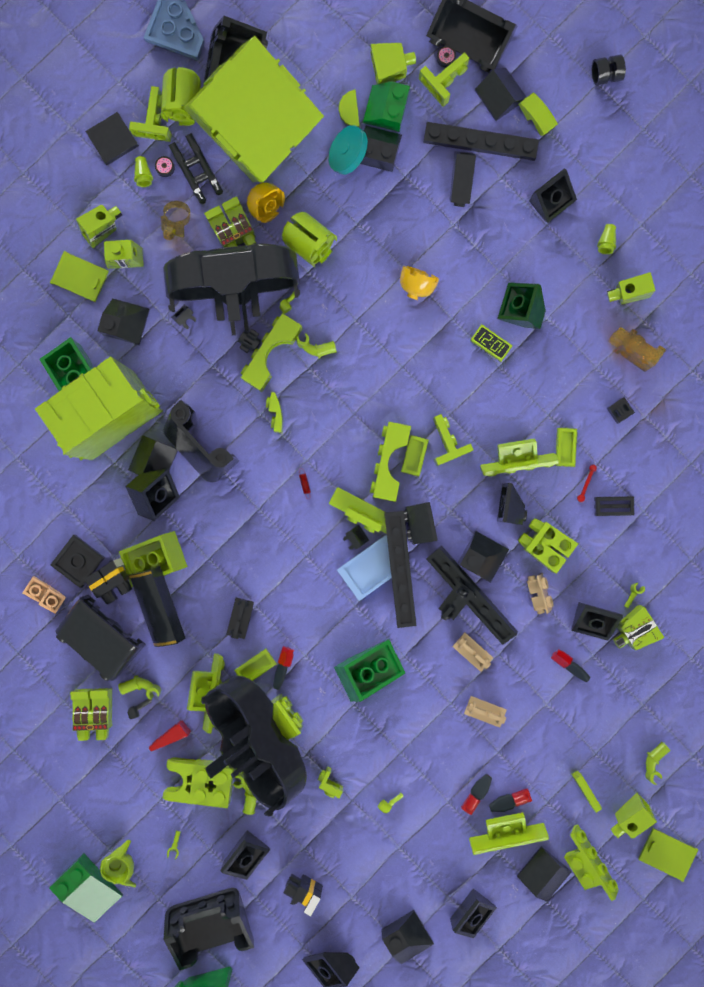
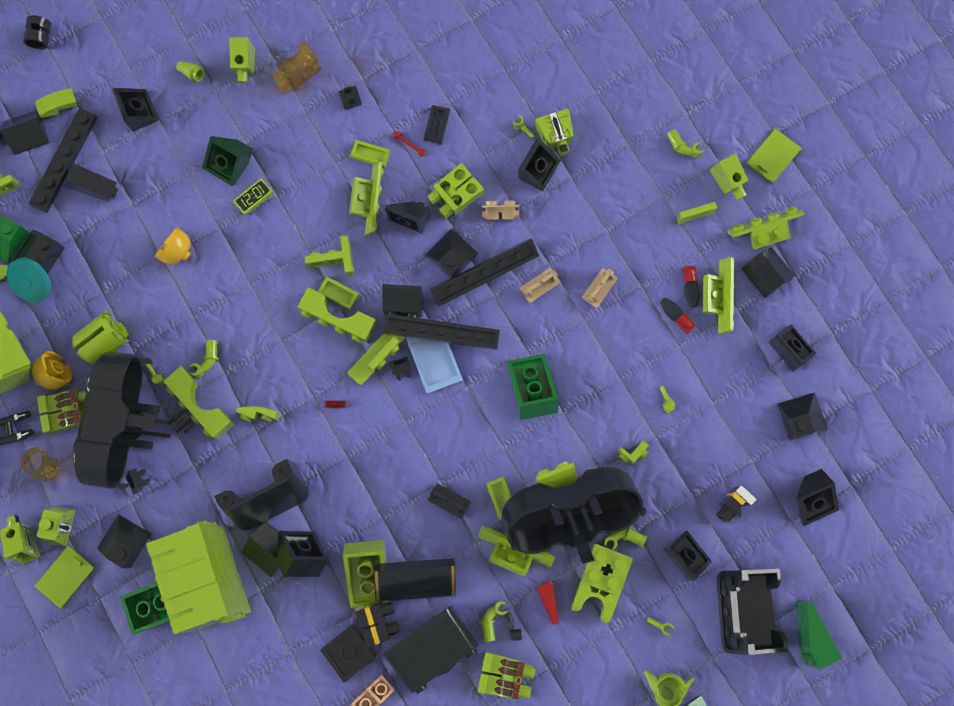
camera: 70 degrees left, 10 degrees down
(284, 661) = (502, 467): piece -> none
(455, 601) = (486, 288): black hinge -> none
(565, 661) = (577, 197): piece -> none

